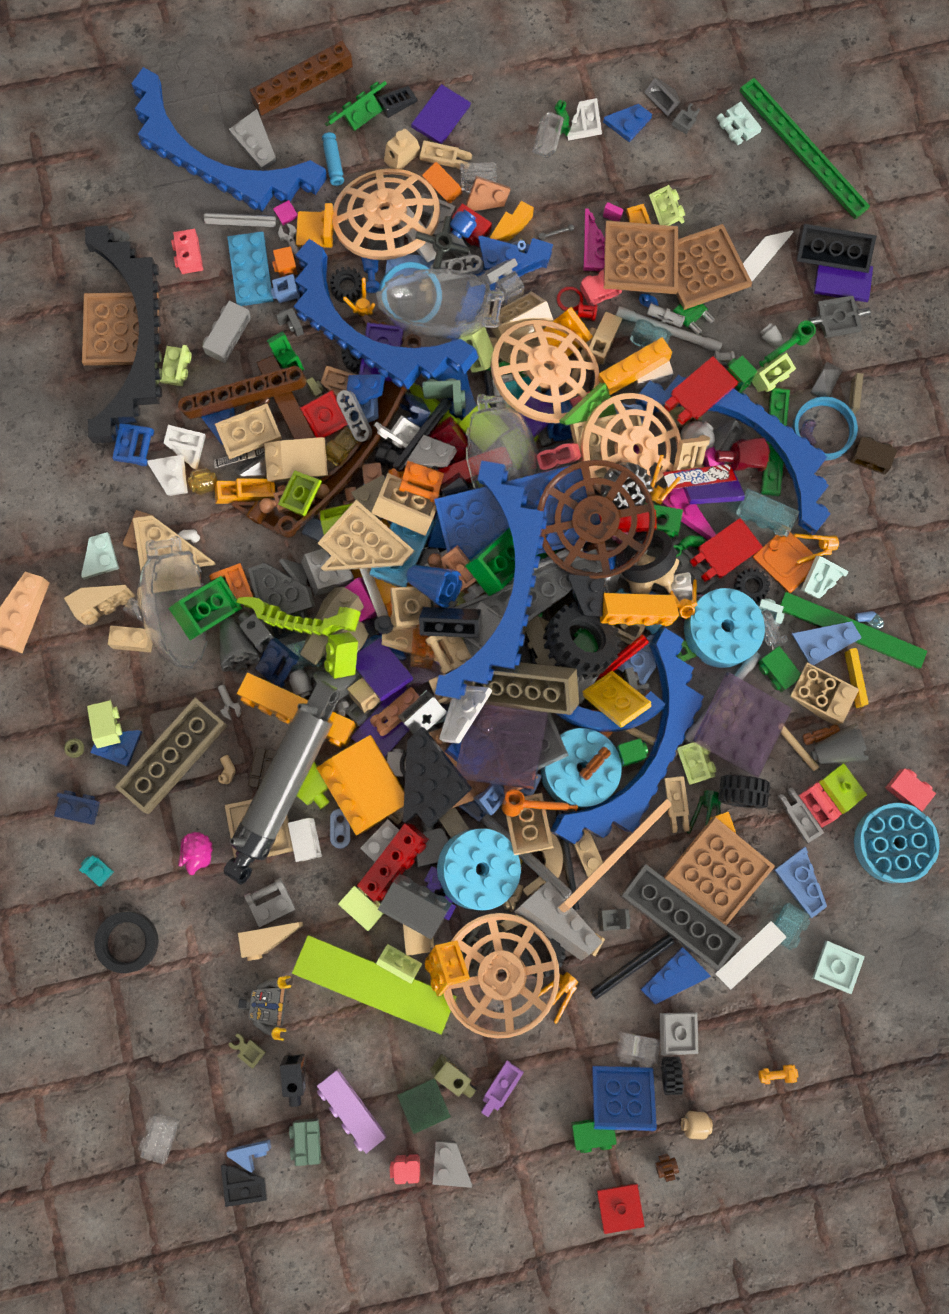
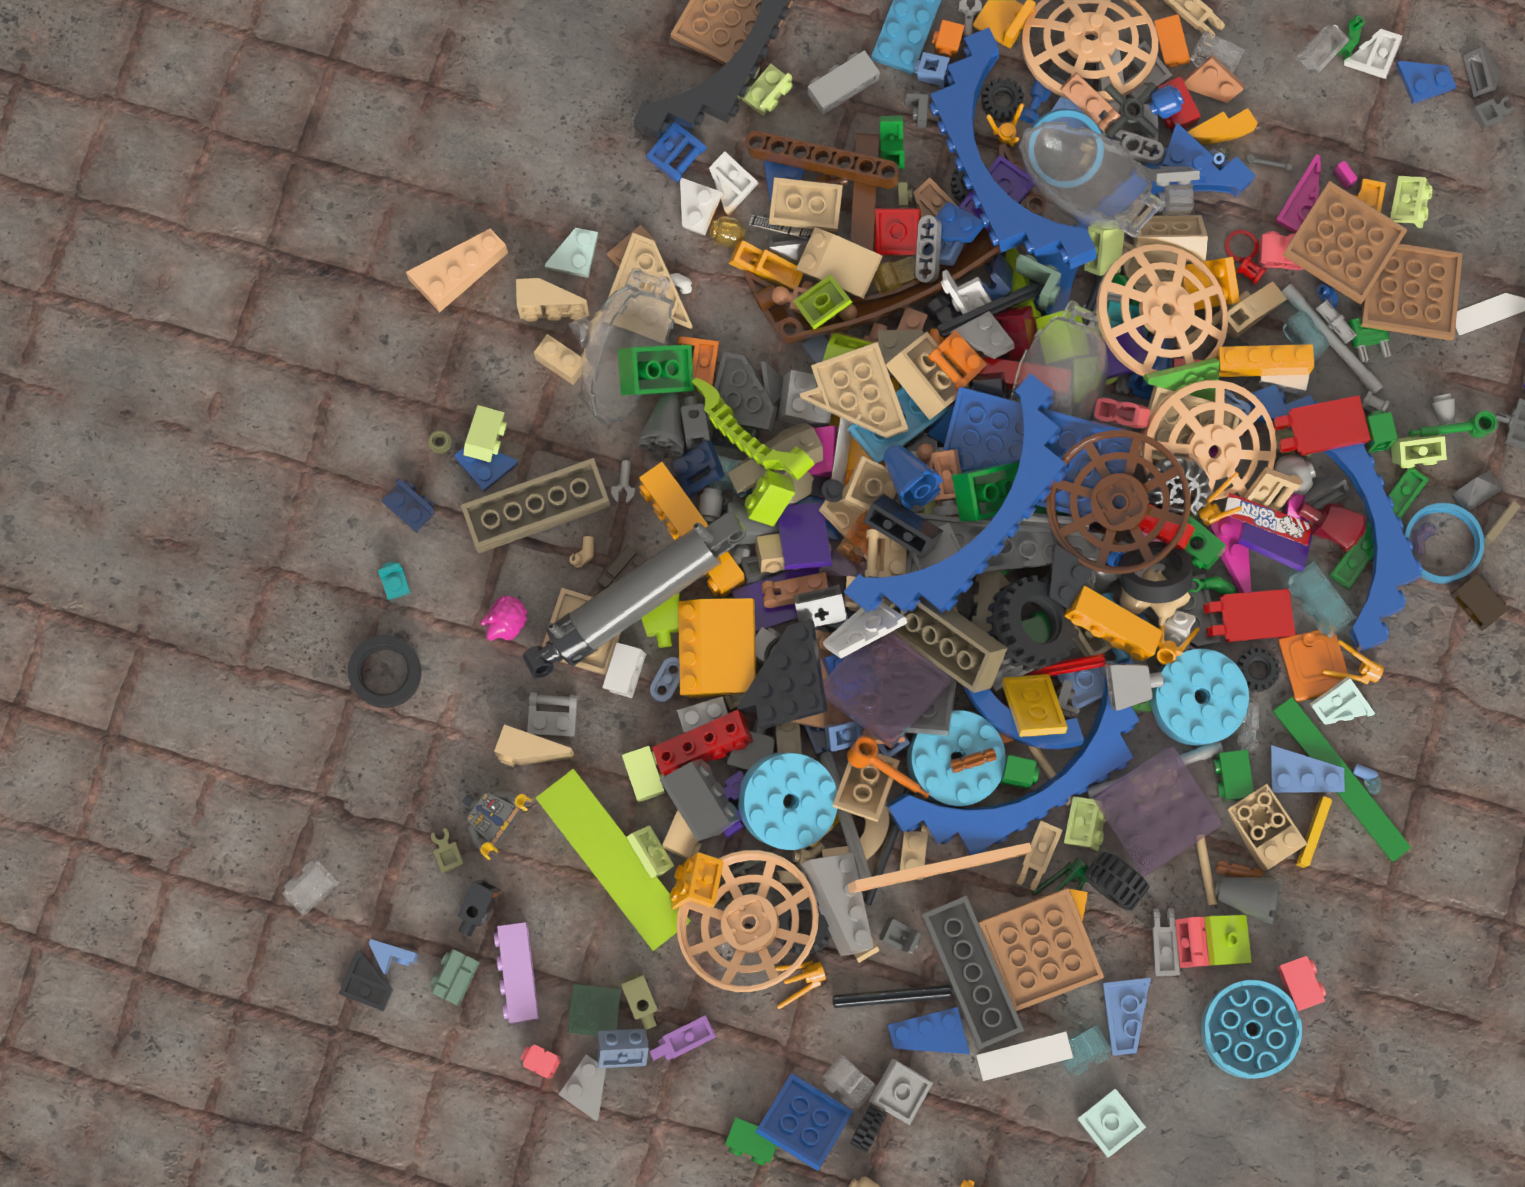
camera: 35 degrees right, 0 degrees up
(409, 251) = (1089, 101): none -> nougat plate
(460, 1122) = (622, 1048): none -> sand blue bracket
(674, 645) = (1130, 684): none -> light grey torso
(775, 609) = (1265, 707): light aqua bracket -> none

